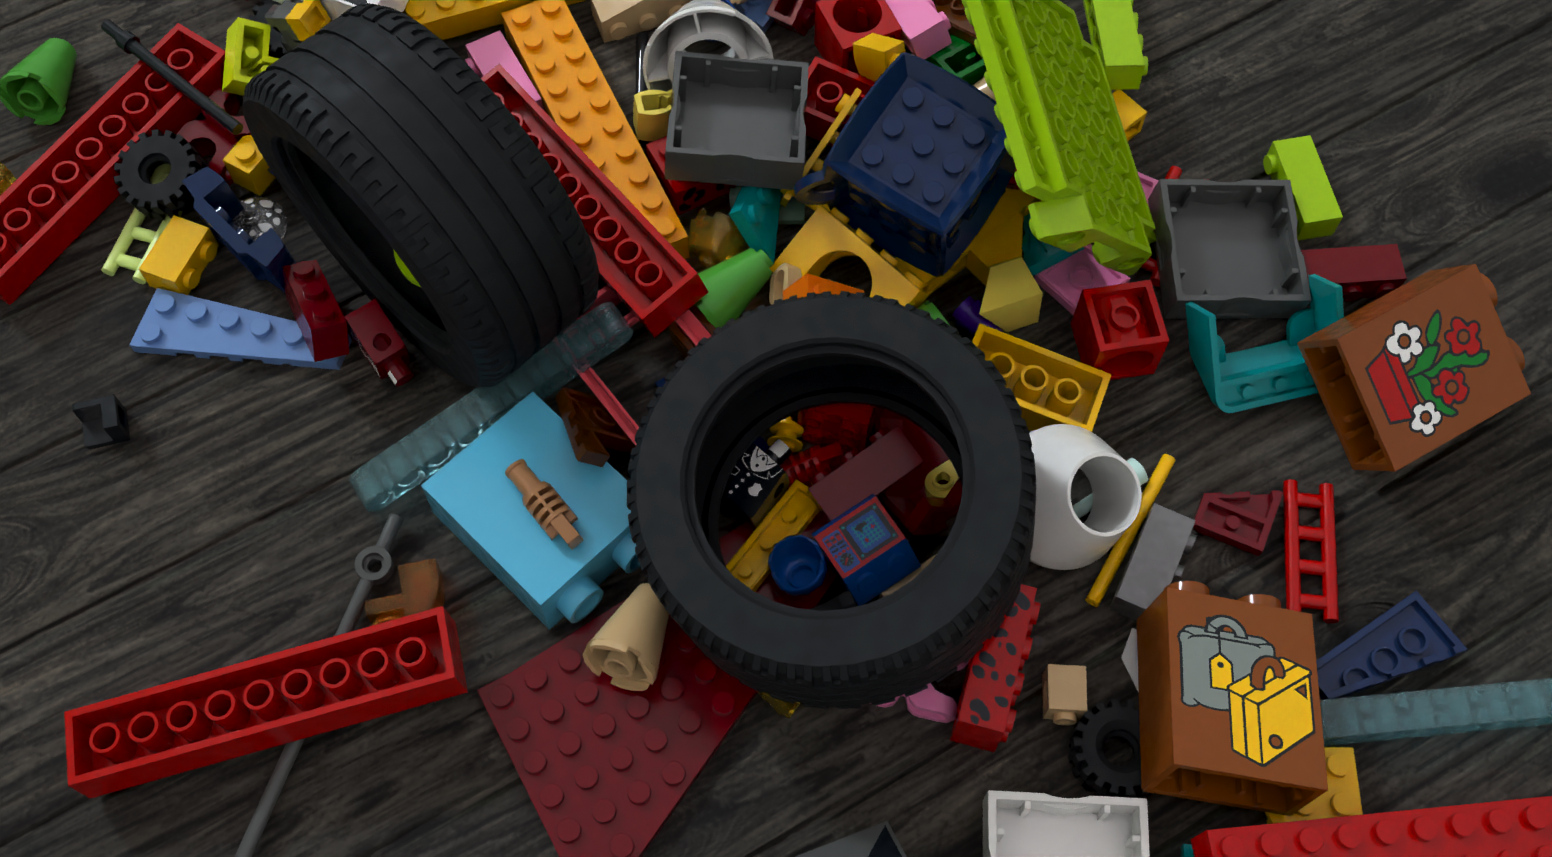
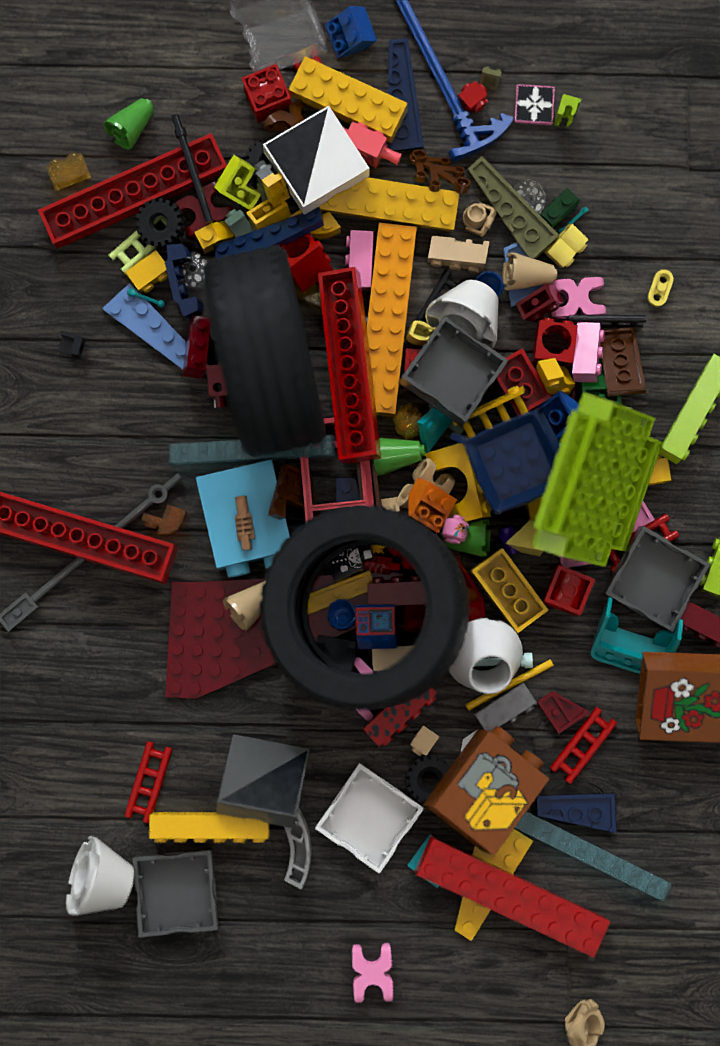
camera: 30 degrees right, 20 degrees up
(166, 294) = (131, 292): none -> teal hinge

